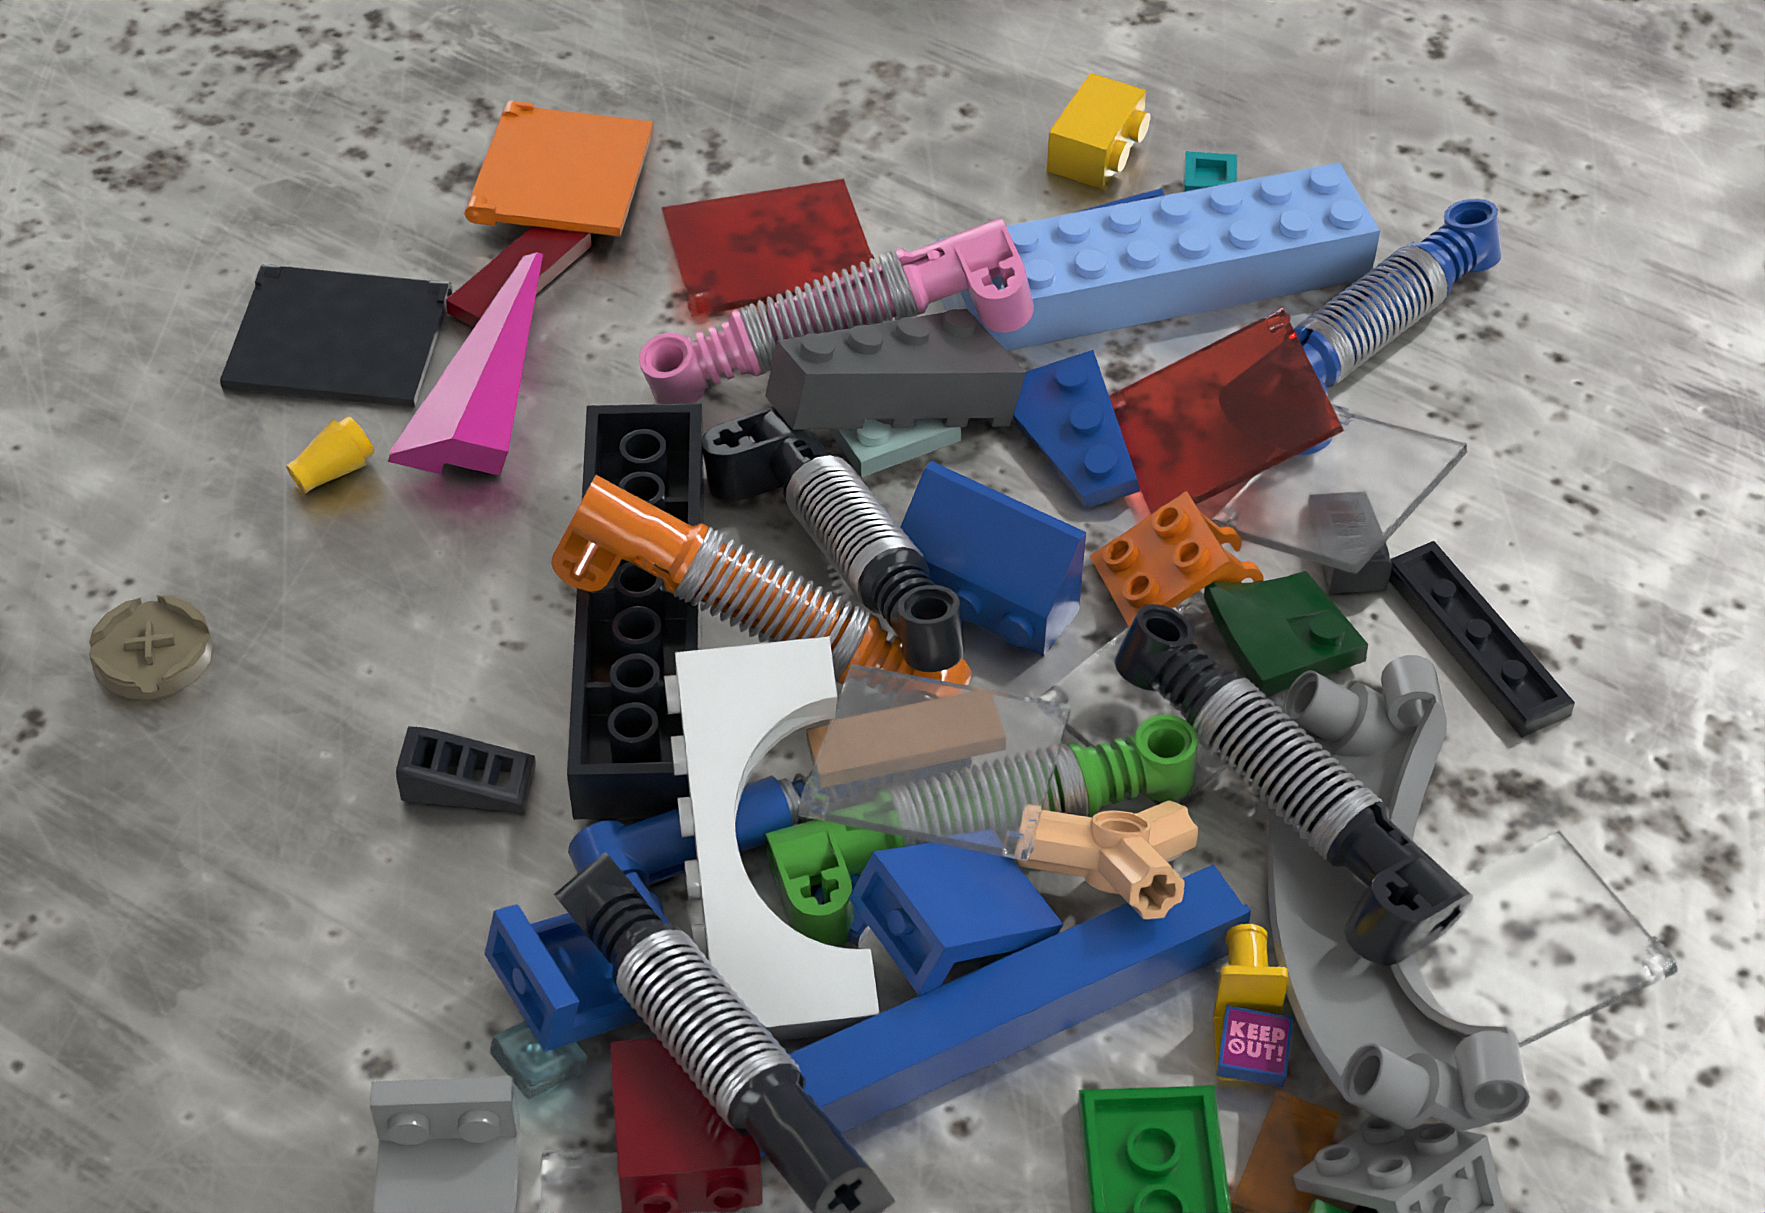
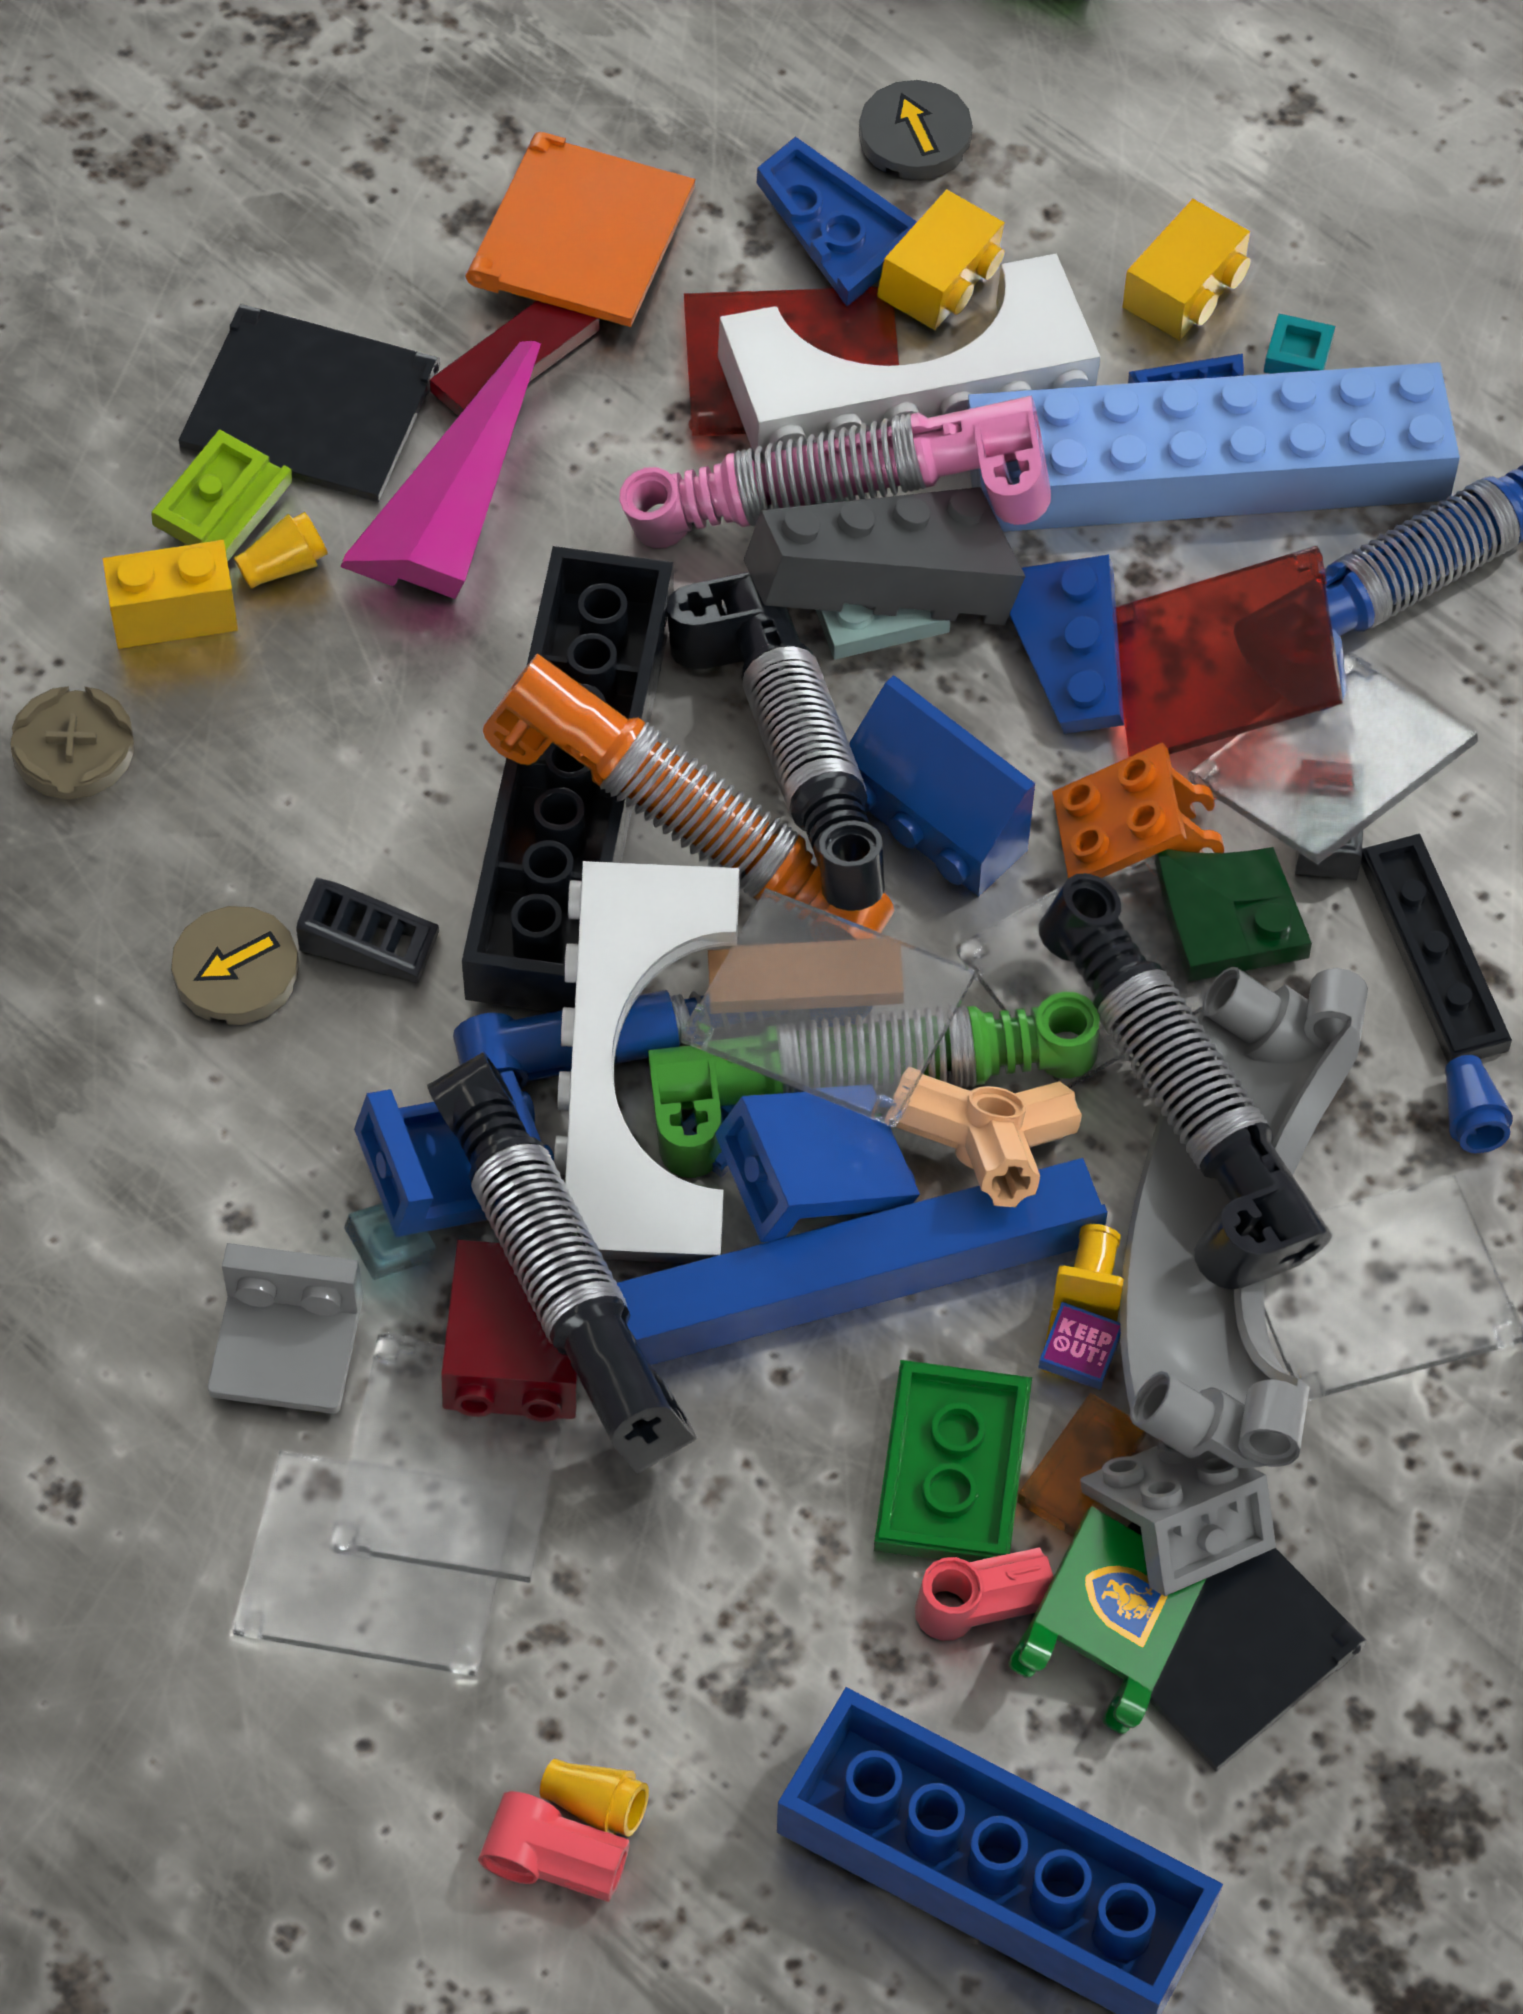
camera: 10 degrees right, 10 degrees up
(229, 503) = (170, 594): none -> yellow brick
(266, 419) = (221, 494): none -> lime plate
(339, 822) = (235, 965): none -> dark tan tile
(771, 254) = (798, 391): none -> white arch
(785, 133) = (833, 216): none -> blue wing
(836, 62) = (915, 129): none -> dark grey tile
(884, 149) = (942, 260): none -> yellow brick
(1562, 765) = (1475, 1106): none -> blue cone

